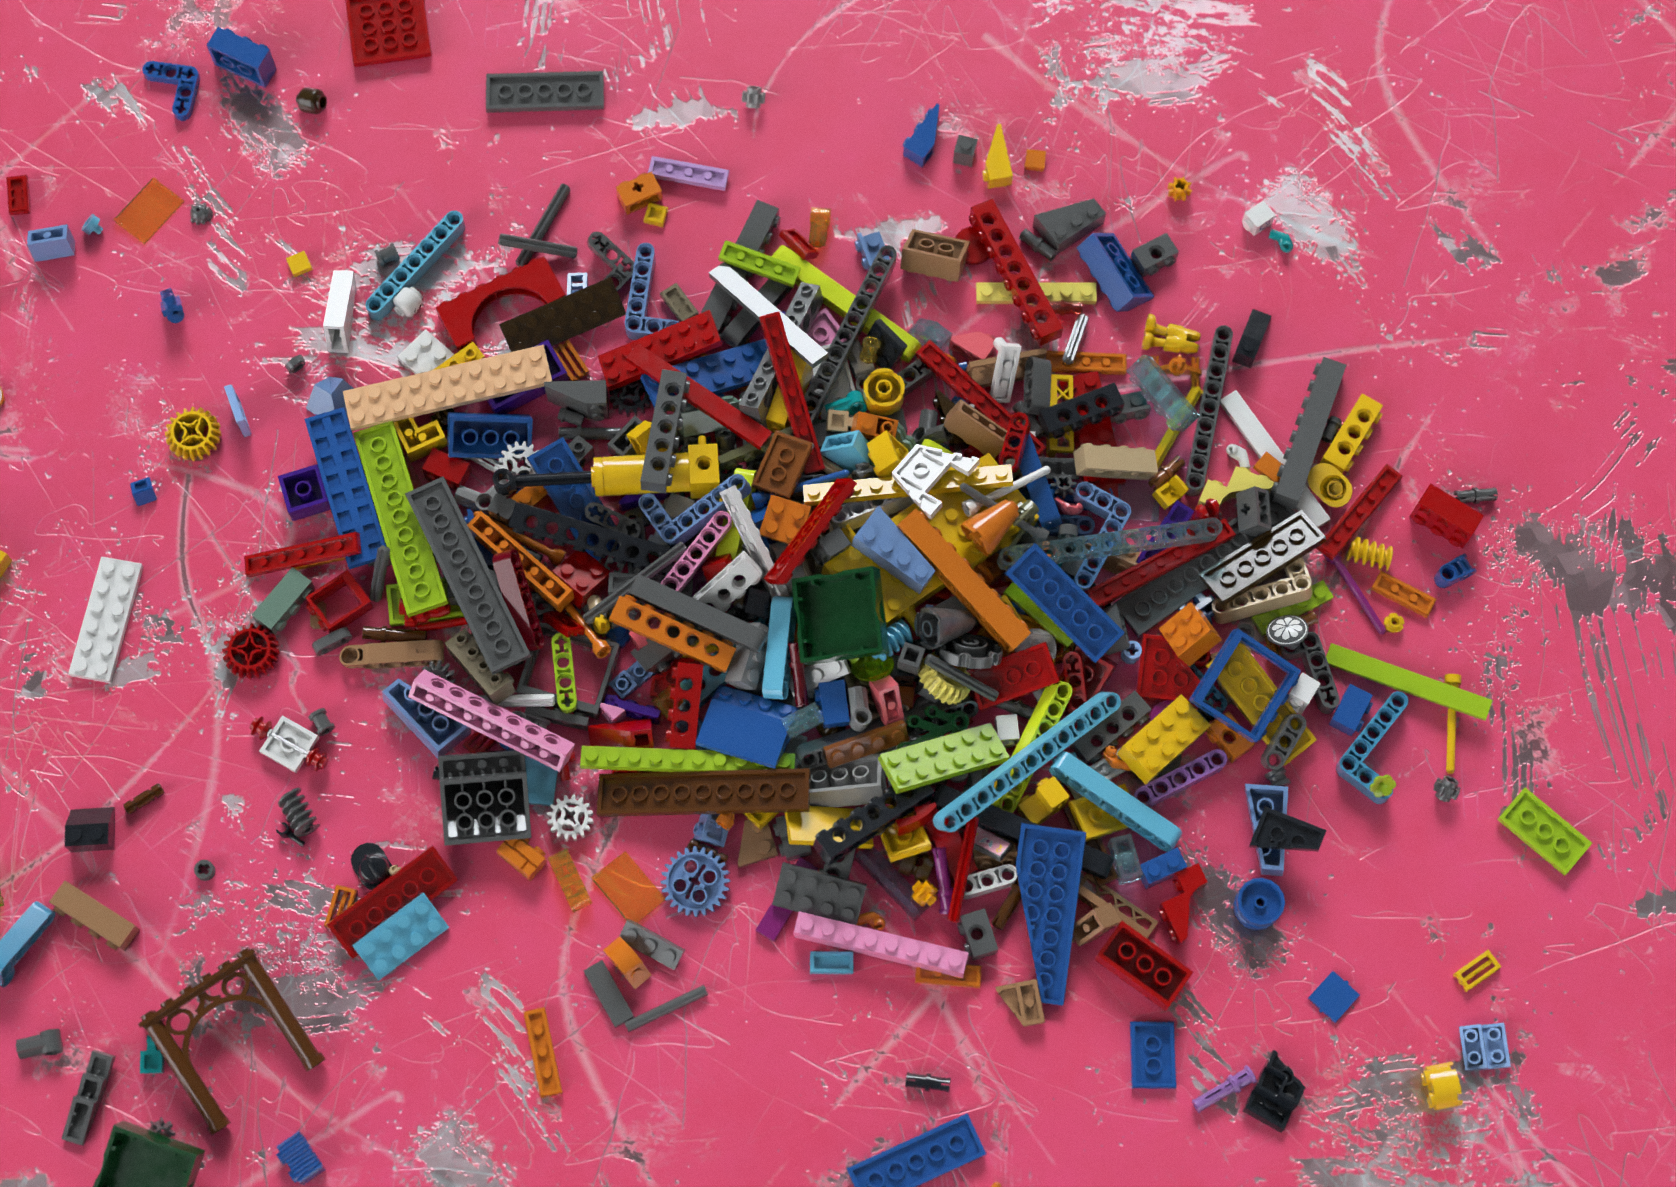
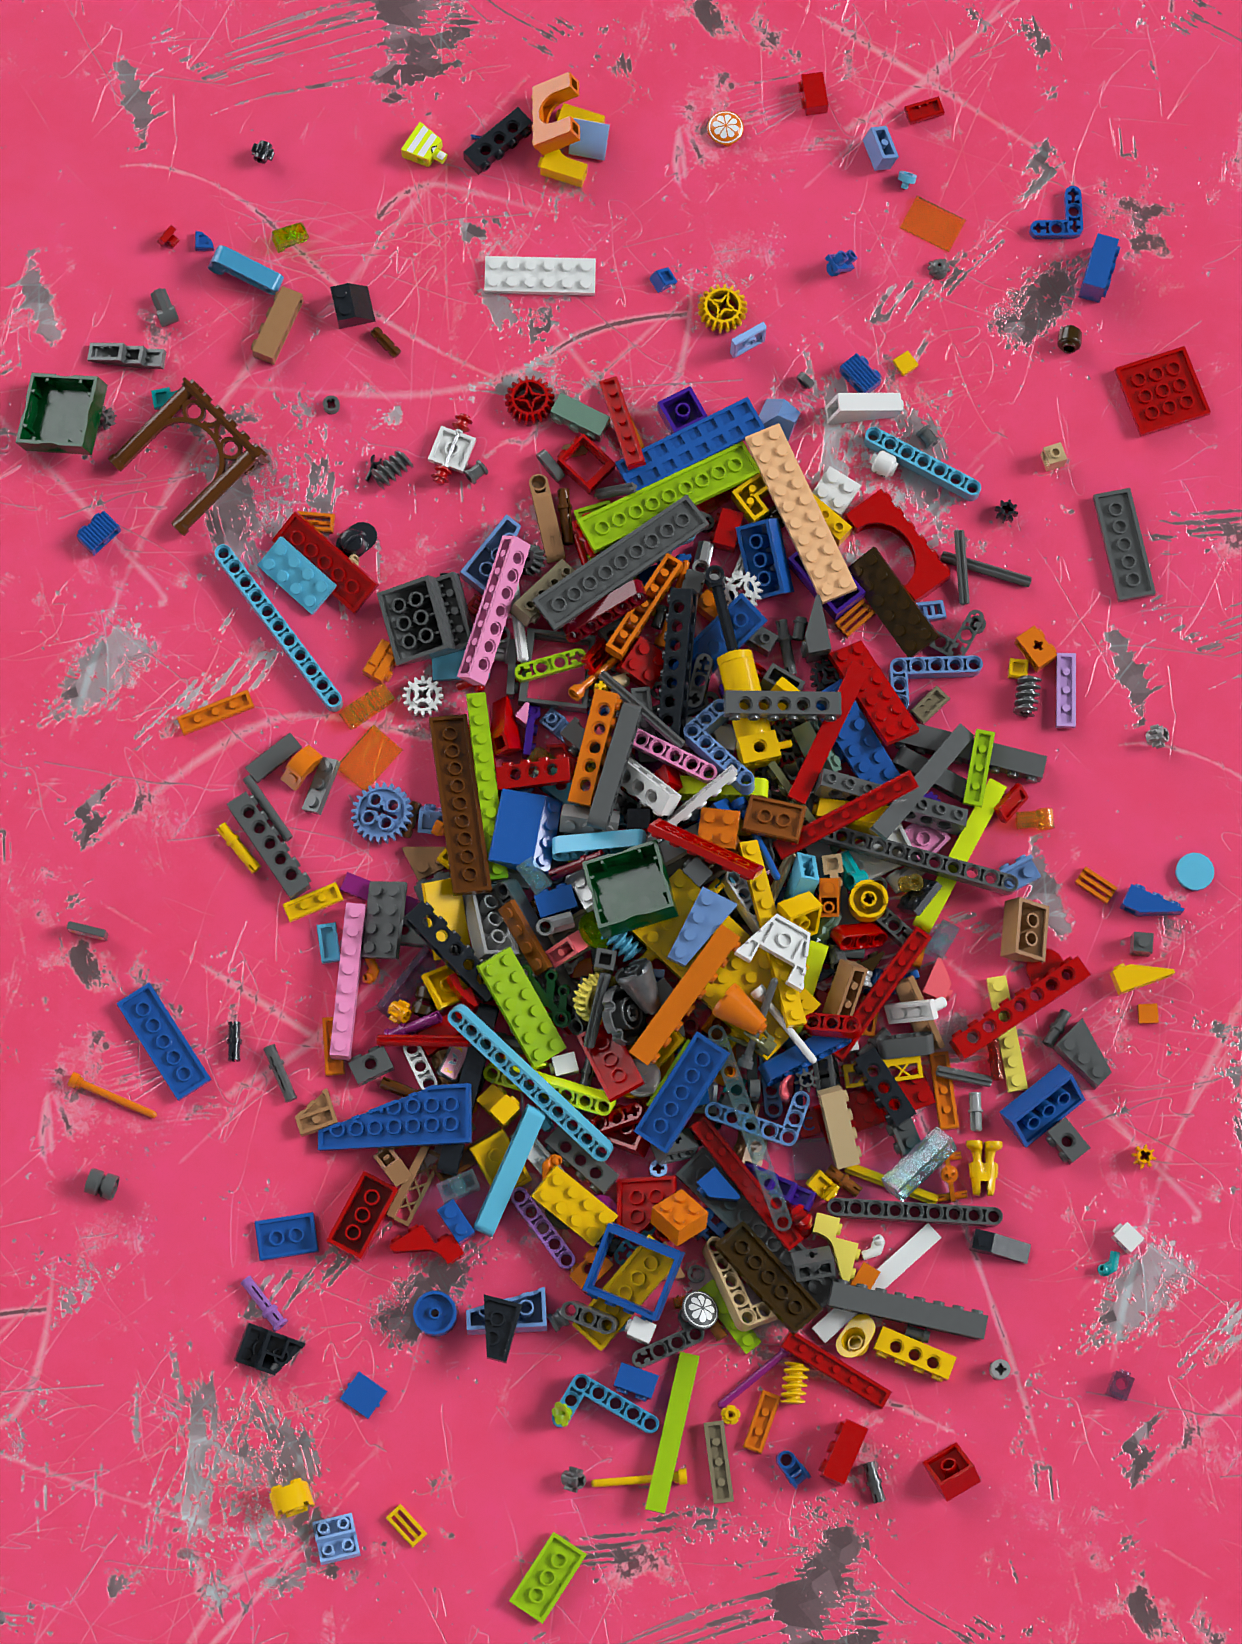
camera: 80 degrees right, 5 degrees up
(302, 308) = (860, 375): none -> blue brick
(436, 138) = (1053, 456): none -> tan brick
(452, 975) = (282, 635): none -> medium azure beam
(485, 194) = (1010, 507): none -> black gear
(687, 209) = (1025, 695): none -> dark grey piece
(698, 1051) = (241, 851): none -> yellow pin
(704, 1022) = (238, 808): none -> dark grey brick
(782, 973) = (313, 902): none -> yellow tile
(863, 471) = (780, 892): dark grey gear -> none
(897, 91) = (1194, 871): none -> medium azure tile
(907, 172) = (1100, 879): none -> orange tile
(916, 411) = (858, 936): none -> red beam
(977, 1034) = (276, 1065): none -> dark grey pin
(1112, 335) = (975, 1111): none -> light grey axle
(1160, 594) = (716, 1187): none -> blue slope
(1372, 362) = (997, 1371): none -> light grey wheel
(1403, 259) = (1112, 1389): none -> clear purple brick
(1441, 642) = (718, 1462): none -> dark tan plate
(1472, 420) = (952, 1471): none -> red slope

